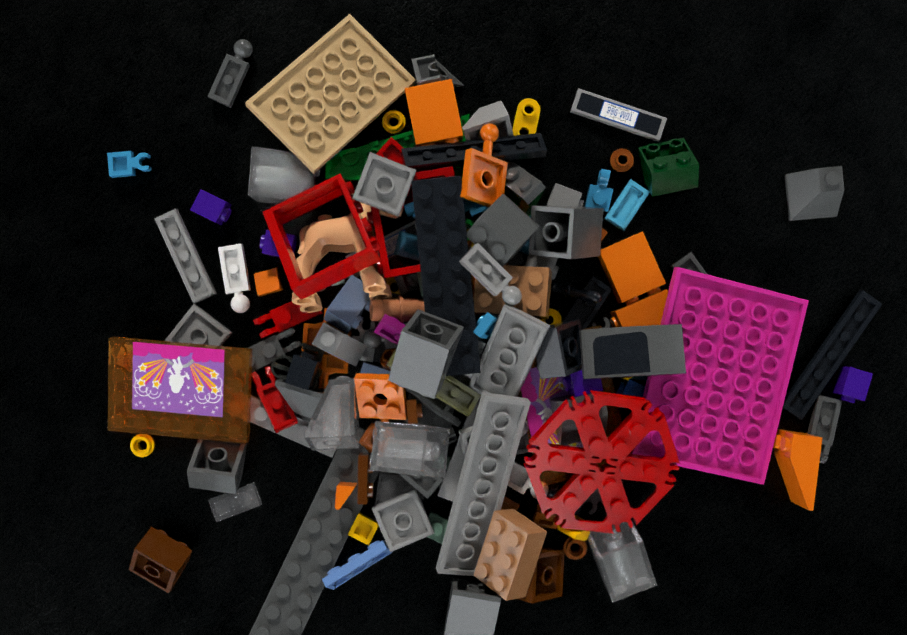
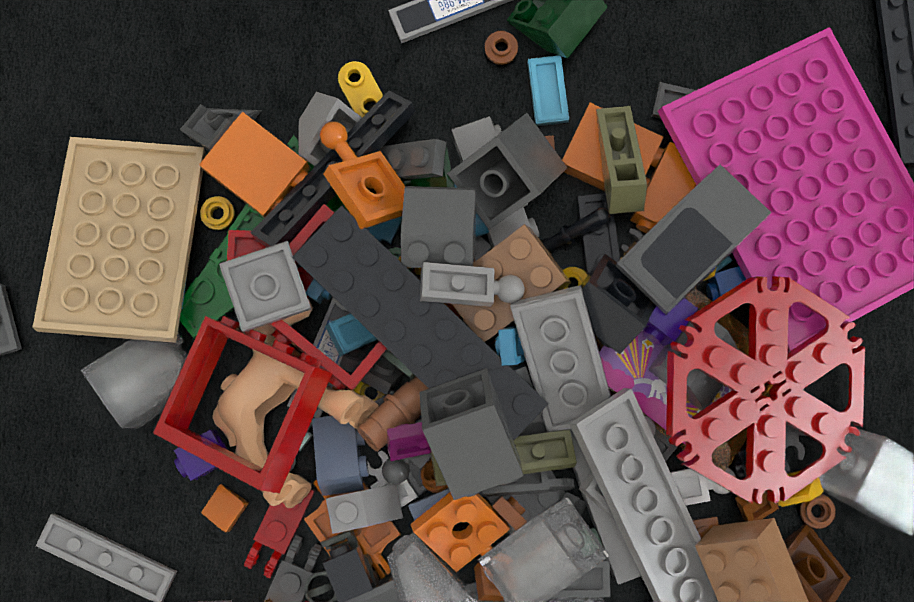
camera: 40 degrees left, 5 degrees down
(211, 207) = (91, 478): dark purple brick -> none
(235, 275) = (181, 532): white plate -> none
(599, 195) = (508, 103): dark azure plate -> none
(631, 276) = (621, 160): none -> olive slope

